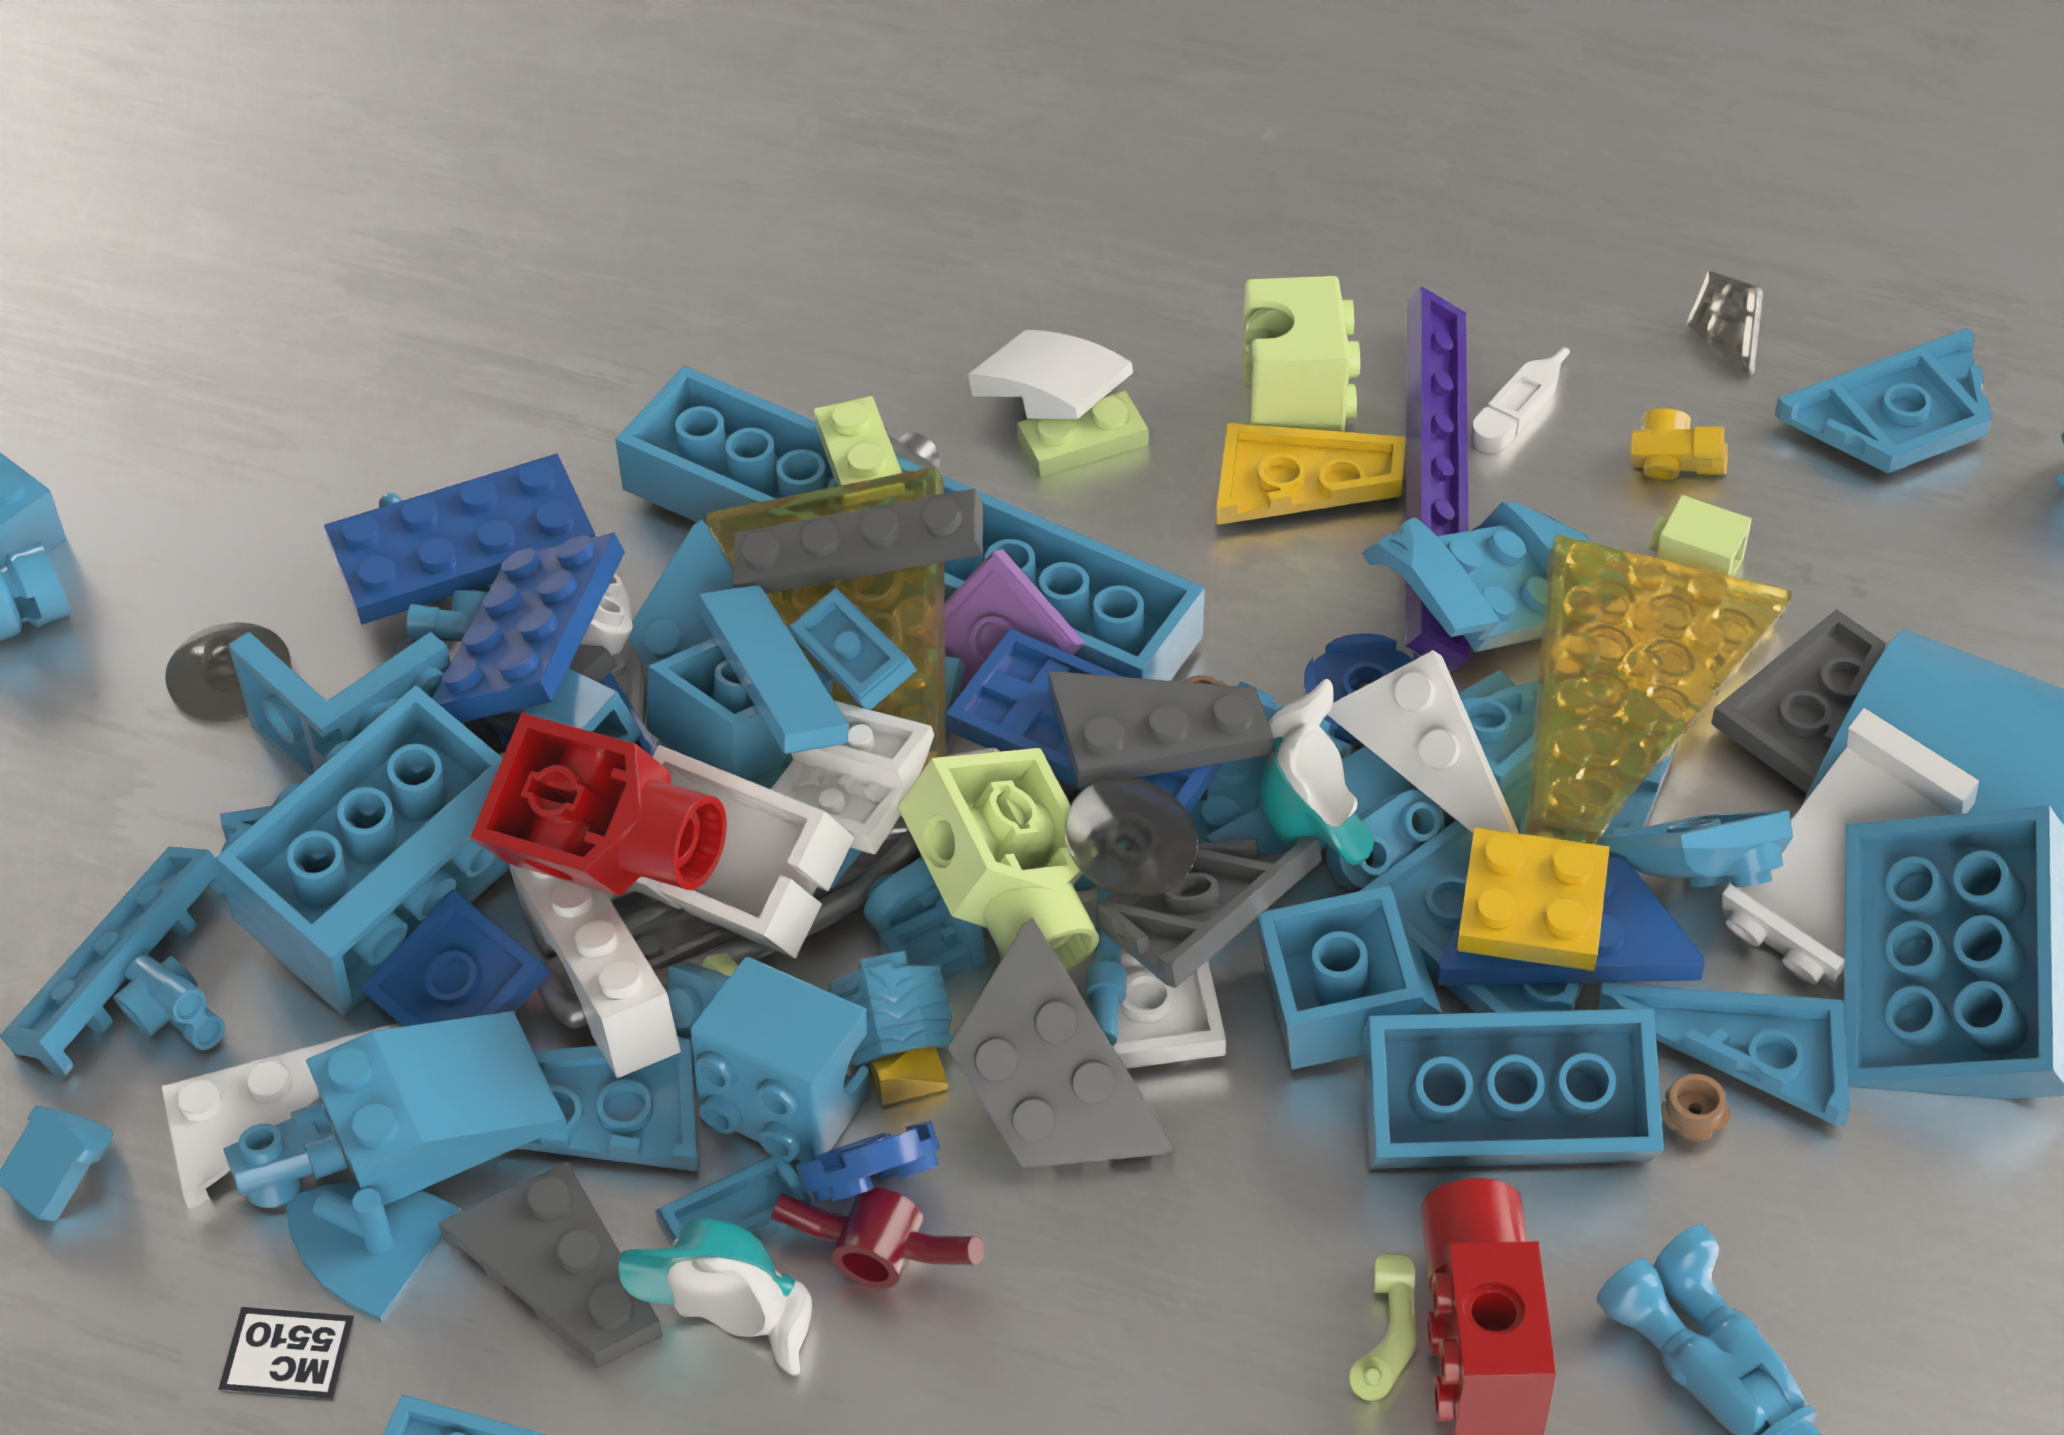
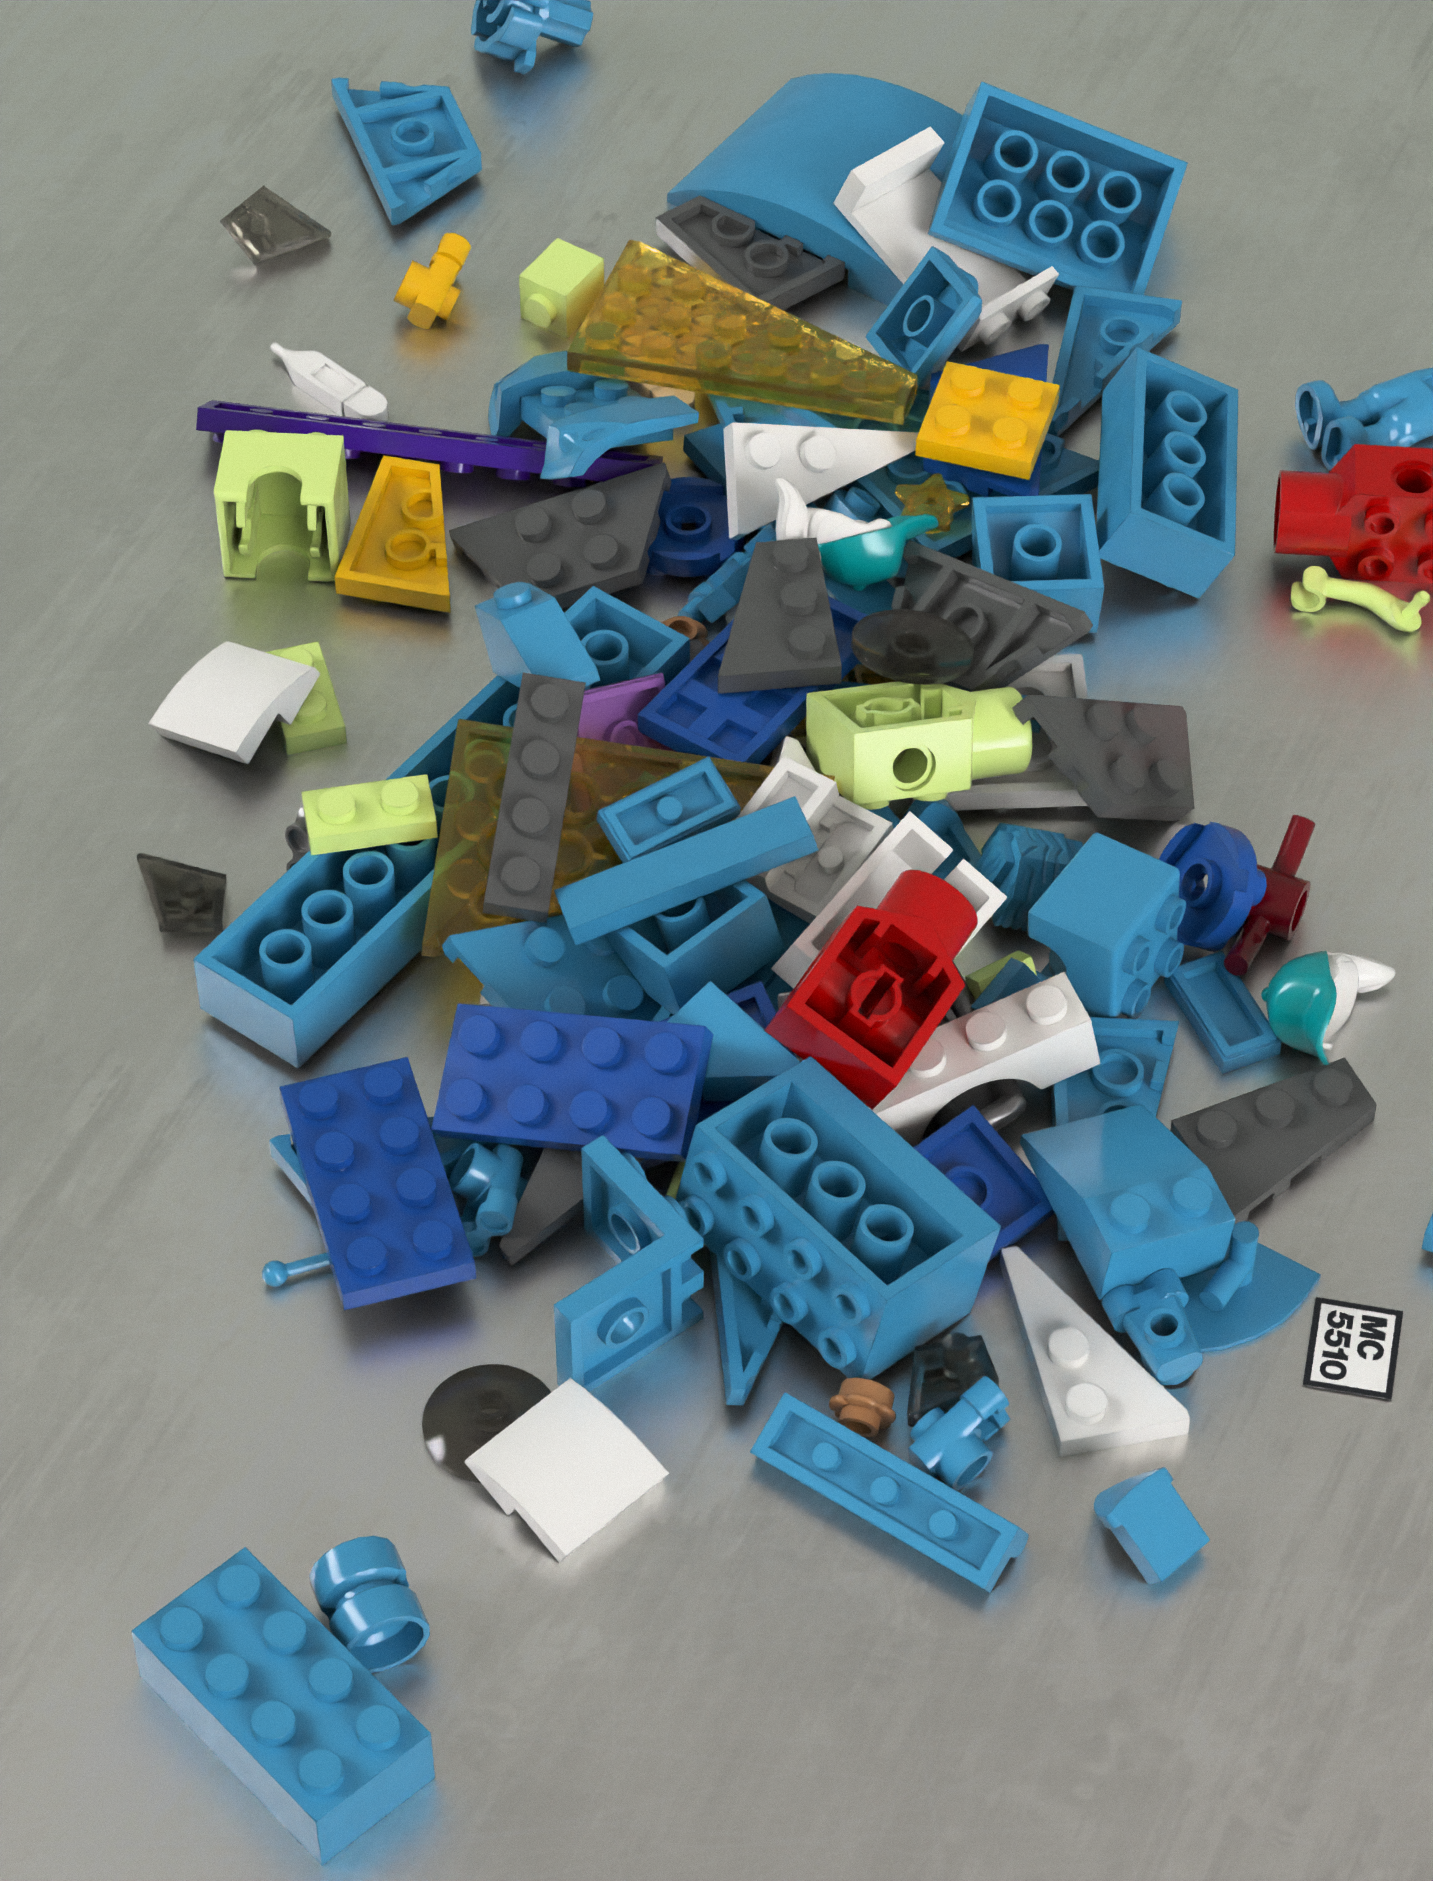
camera: 85 degrees left, 0 degrees up
(158, 717) = (566, 1468): none -> white slope
(211, 928) = (864, 1406): none -> medium nougat plate
(243, 990) = (945, 1372): none -> clear smoke piece
(820, 380) = (183, 895): none -> clear smoke piece
(1061, 520) = (532, 635): none -> dark azure slope
(1313, 593) = (572, 539): none -> dark grey wing
(1422, 890) = (934, 492): none -> clear yellow plate

